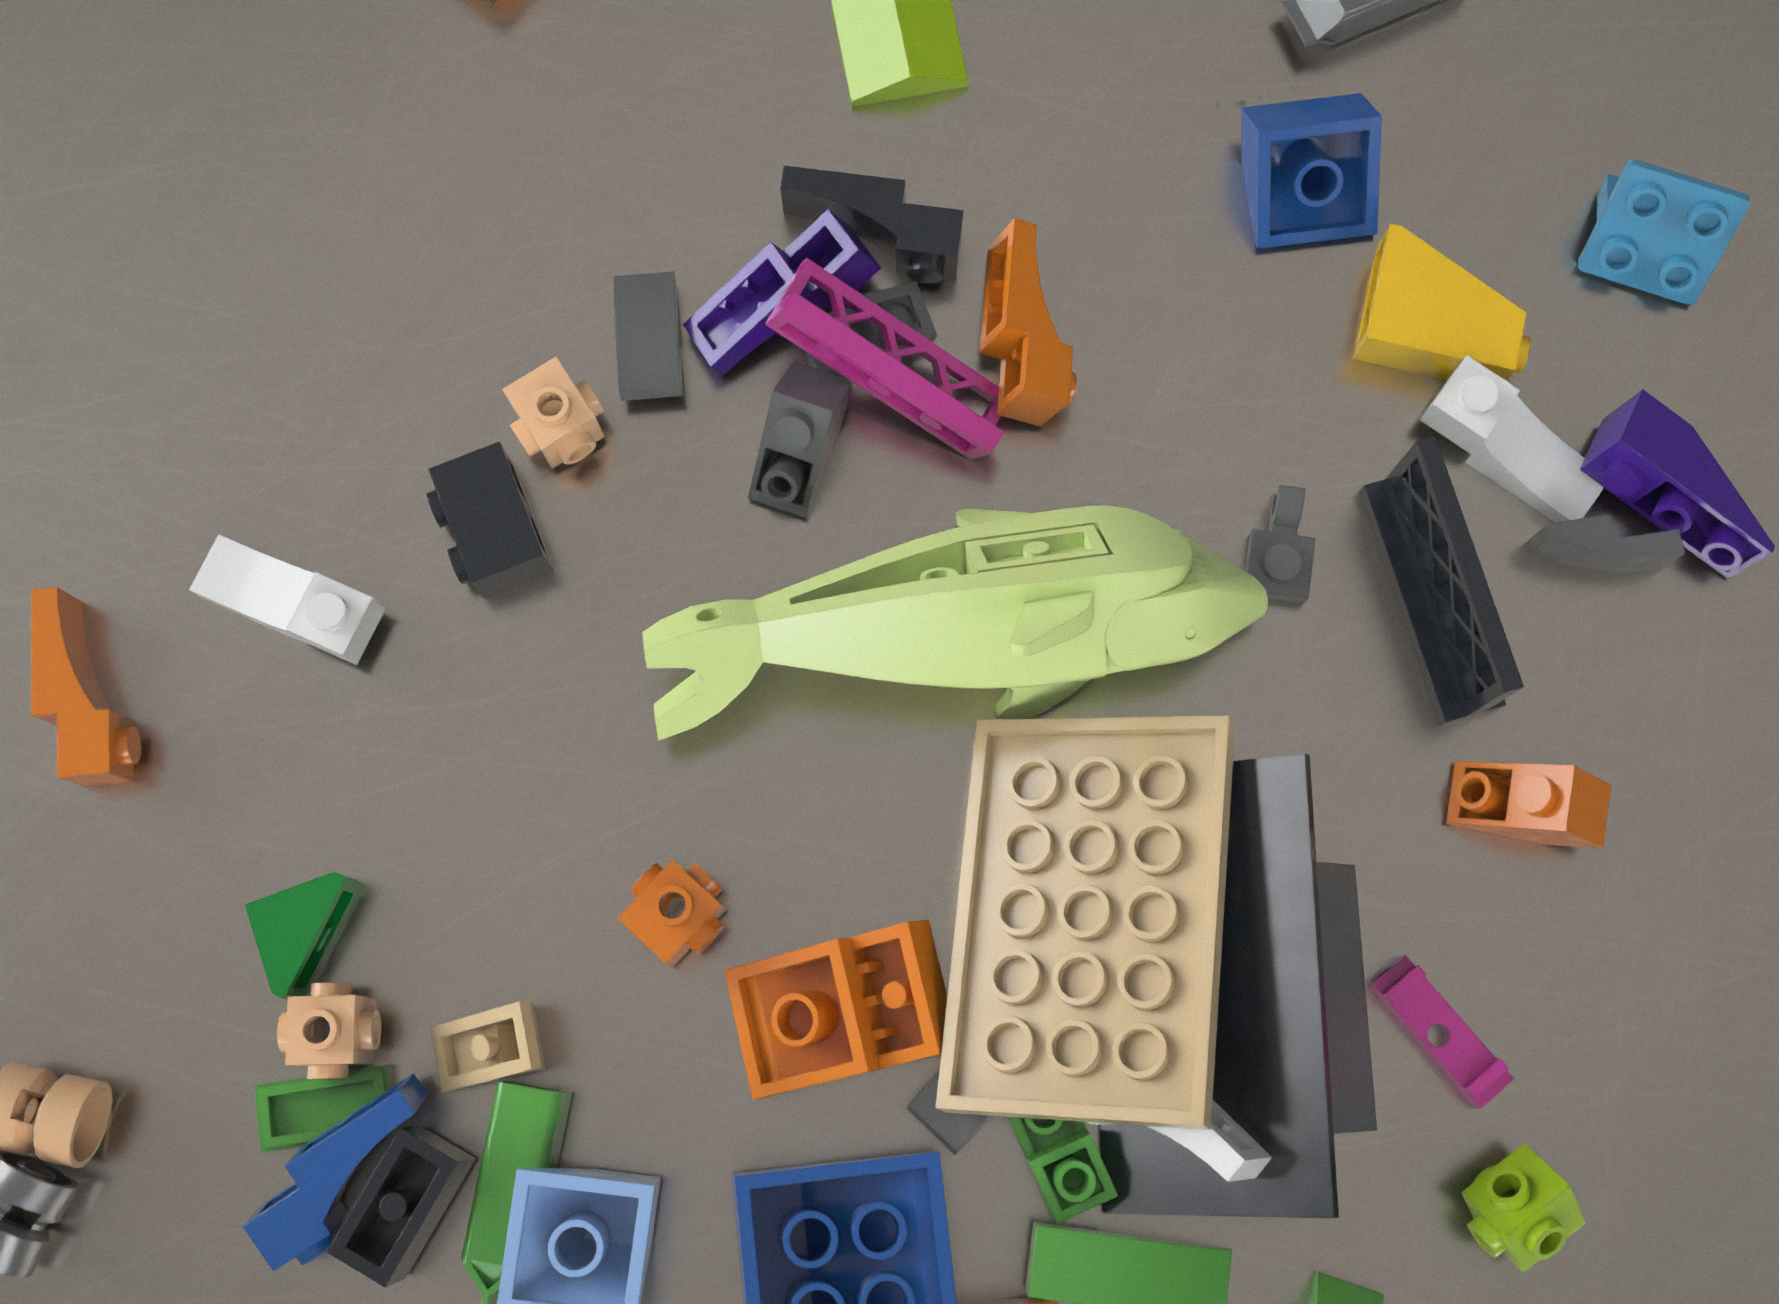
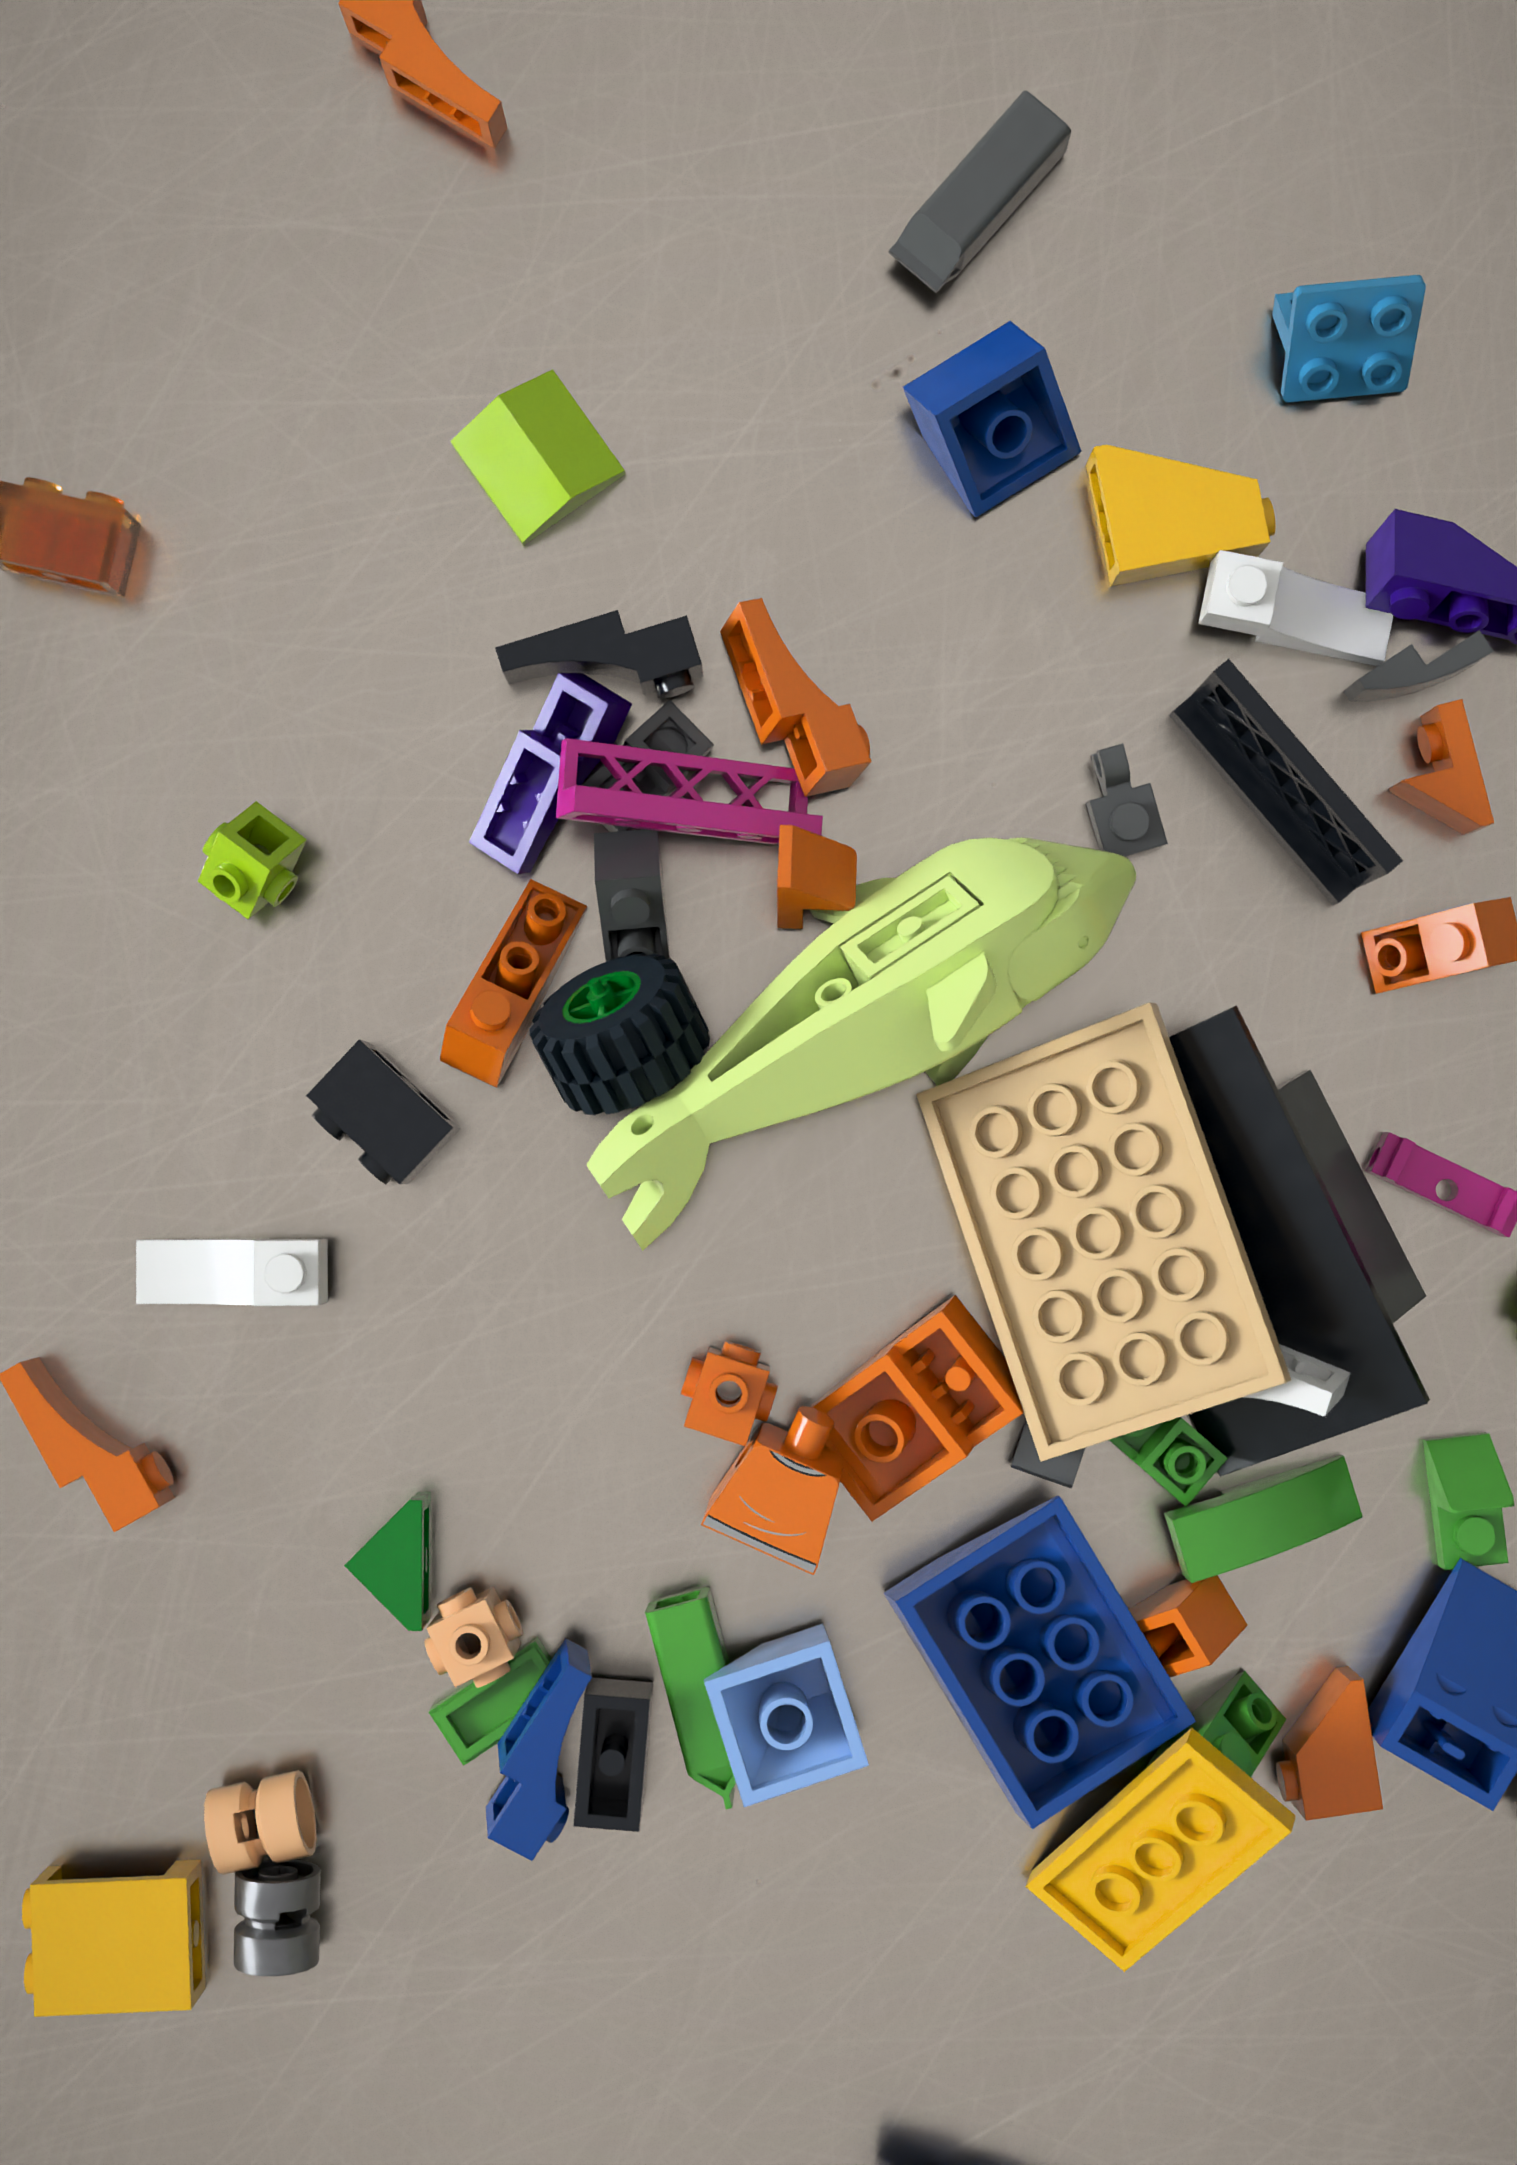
camera: 25 degrees left, 10 degrees up
(485, 253) = (252, 860): none -> lime brick
(488, 1046) = (620, 1586): tan slope -> none
(555, 414) = (373, 983): light nougat brick -> none
(647, 336) = (441, 868): dark grey slope -> none
(656, 461) = (511, 984): none -> orange slope
(680, 1028) = (781, 1491): none -> orange torso
(731, 535) = (620, 1034): none -> black wheel
(967, 474) = (812, 875): none -> orange slope
(1596, 665) = (1456, 787): none -> orange slope

